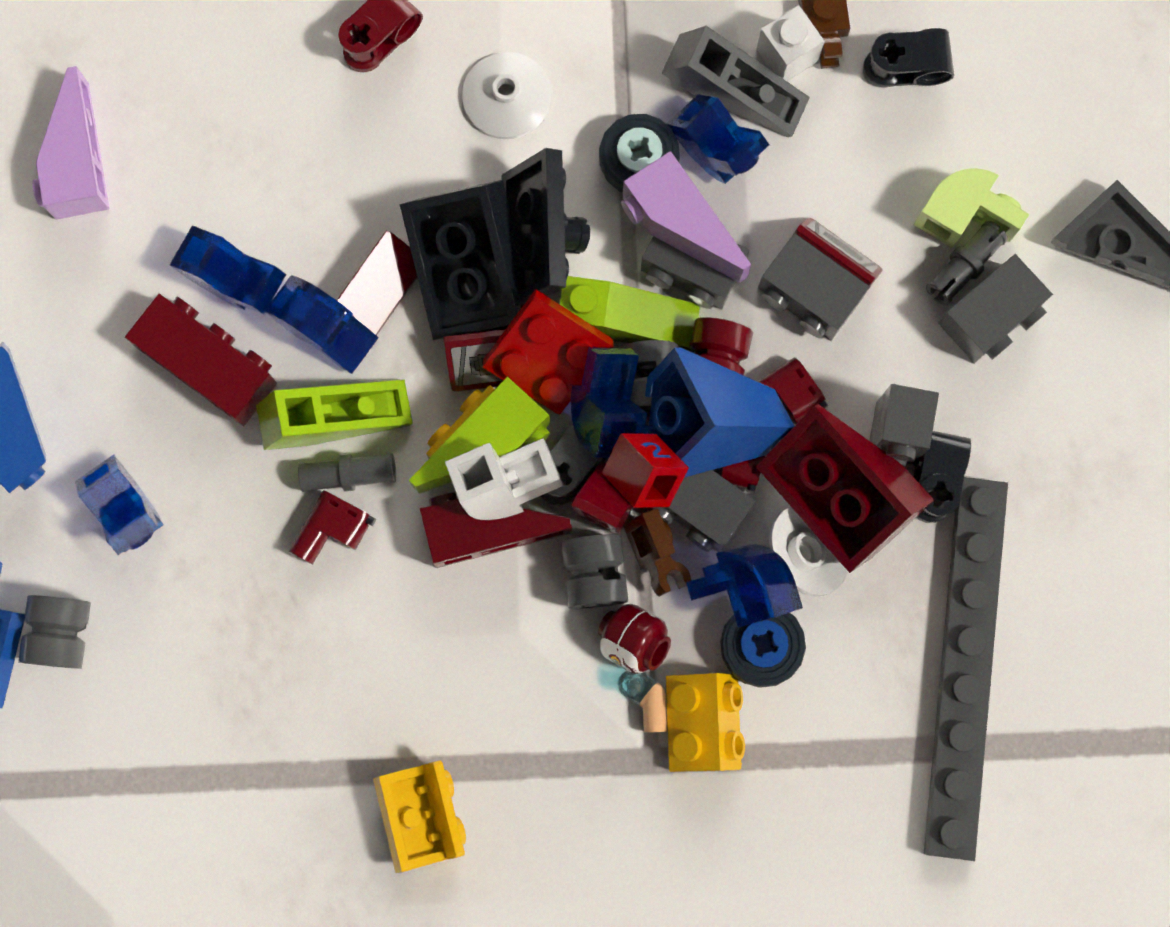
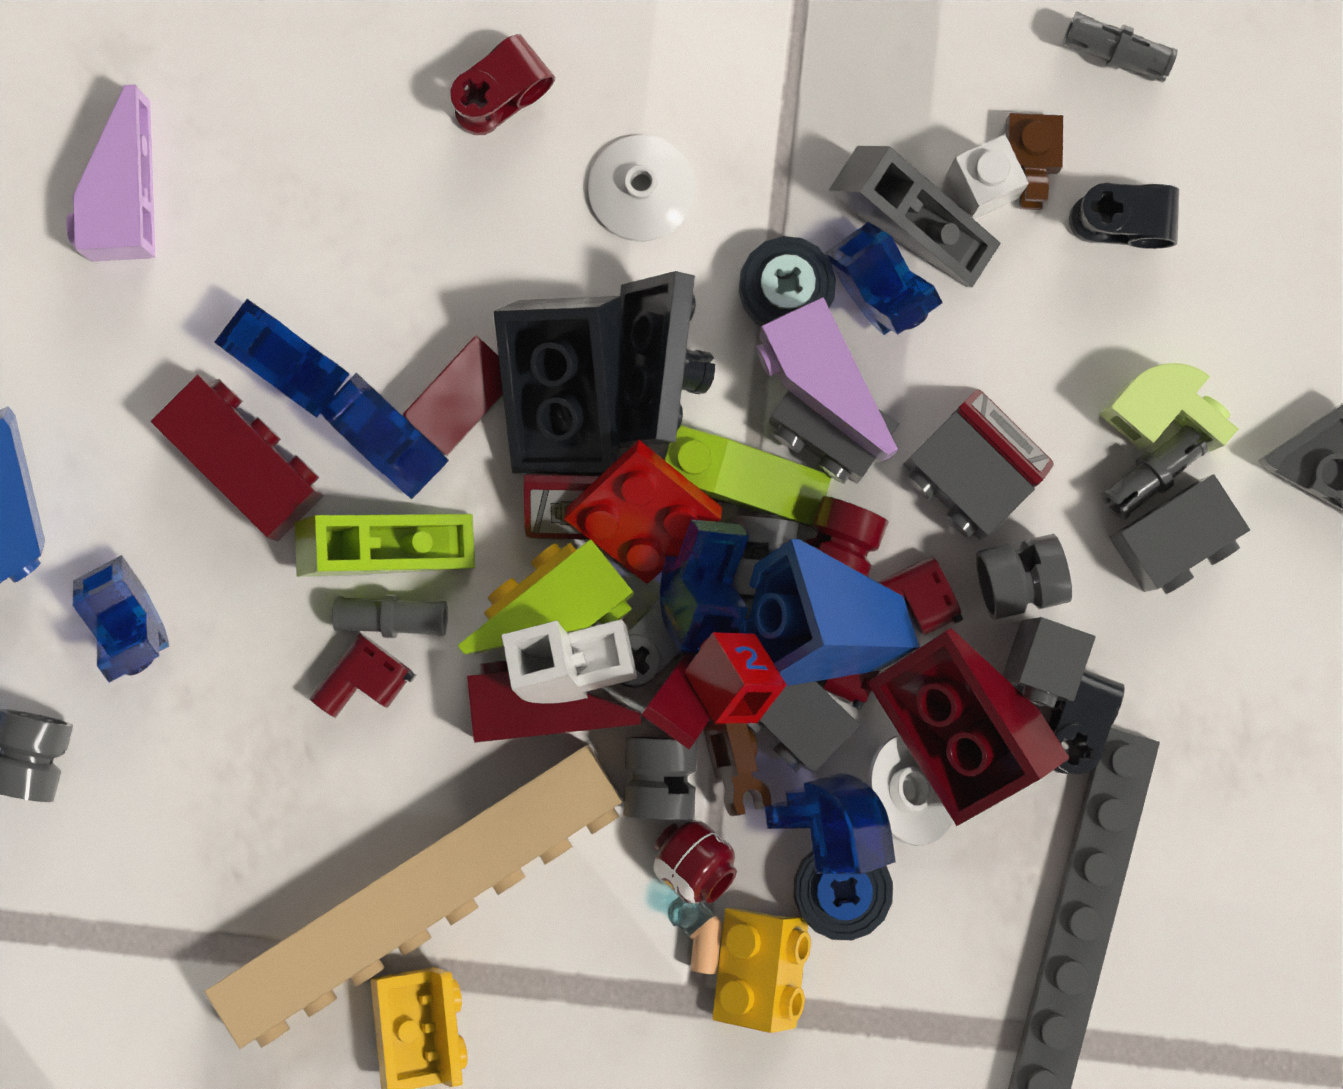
camera: 10 degrees right, 5 degrees up
(401, 703) = (415, 896): none -> tan brick
(876, 360) = (1032, 575): none -> dark grey wheel

